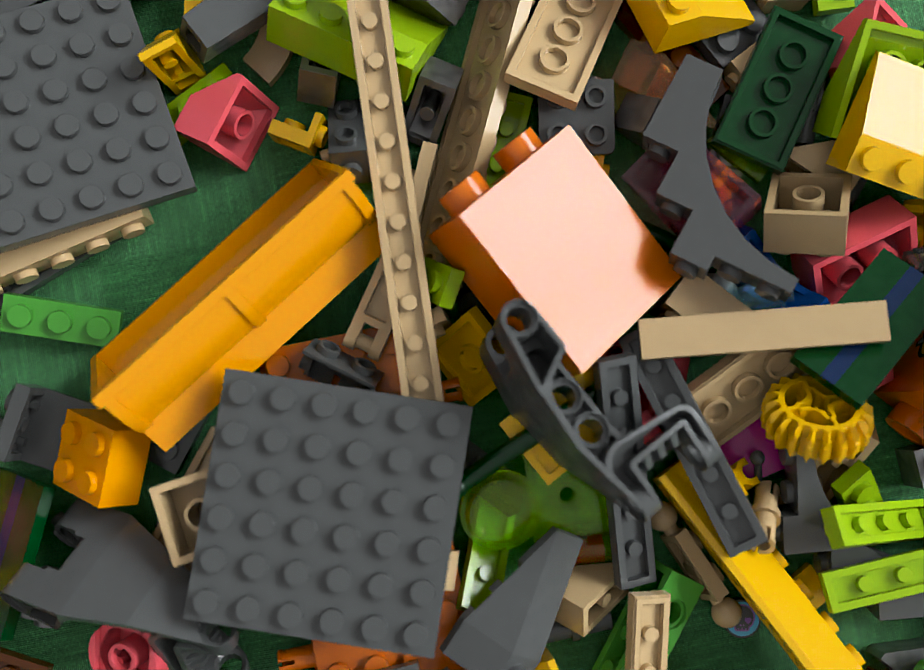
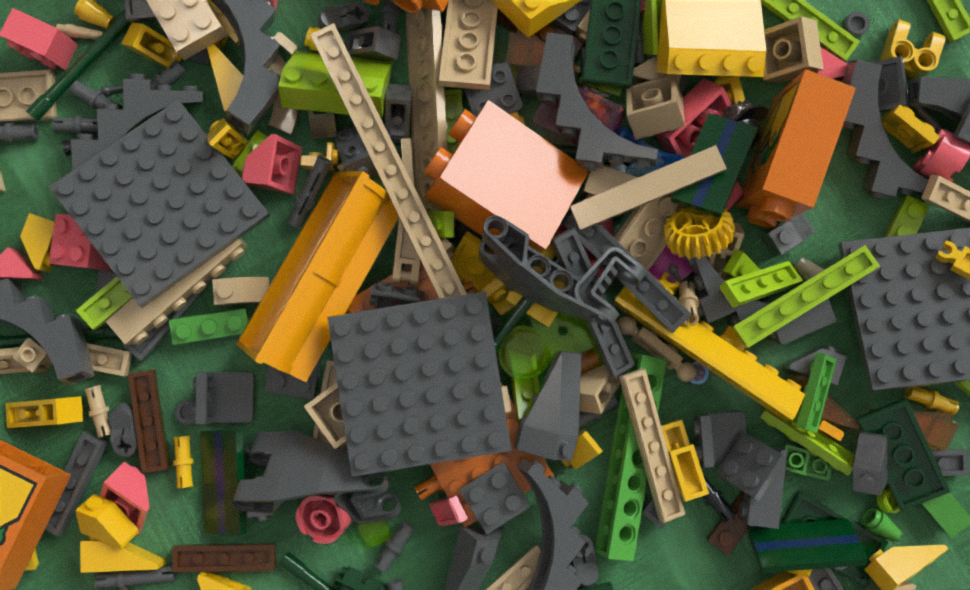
camera: 15 degrees left, 0 degrees up
(101, 458) = (265, 401): light orange brick -> none
(120, 283) = (239, 290): none -> tan slope
(295, 144) = (309, 190): none -> dark grey pin
(489, 412) = (496, 295): none -> yellow bracket

